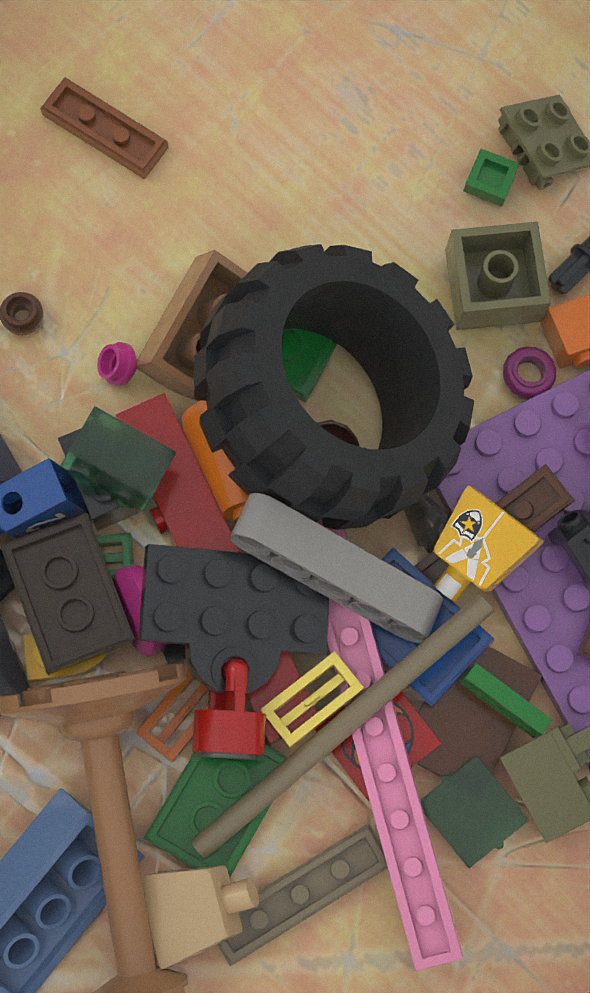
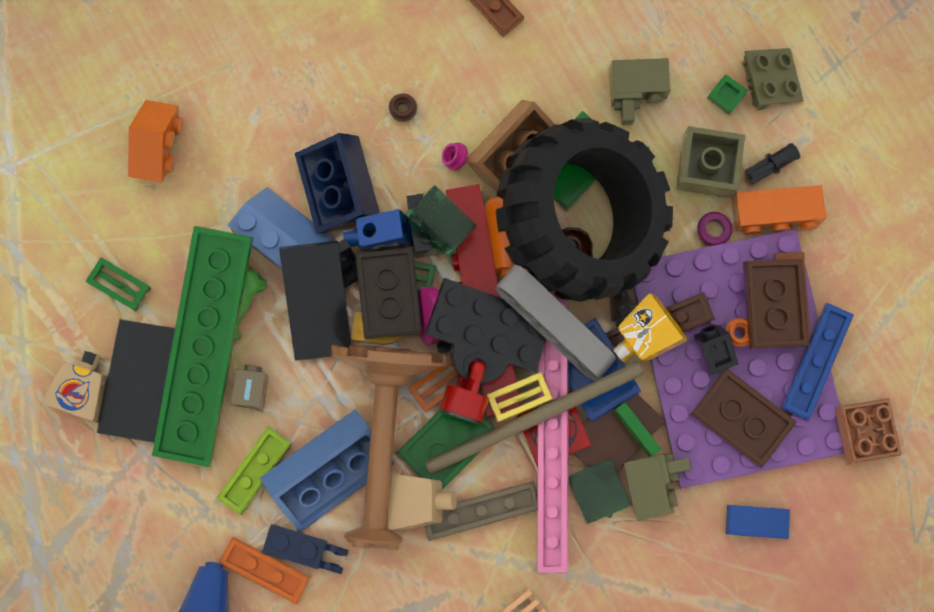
camera: 20 degrees right, 5 degrees up
(358, 189) = (638, 81): none -> olive hinge

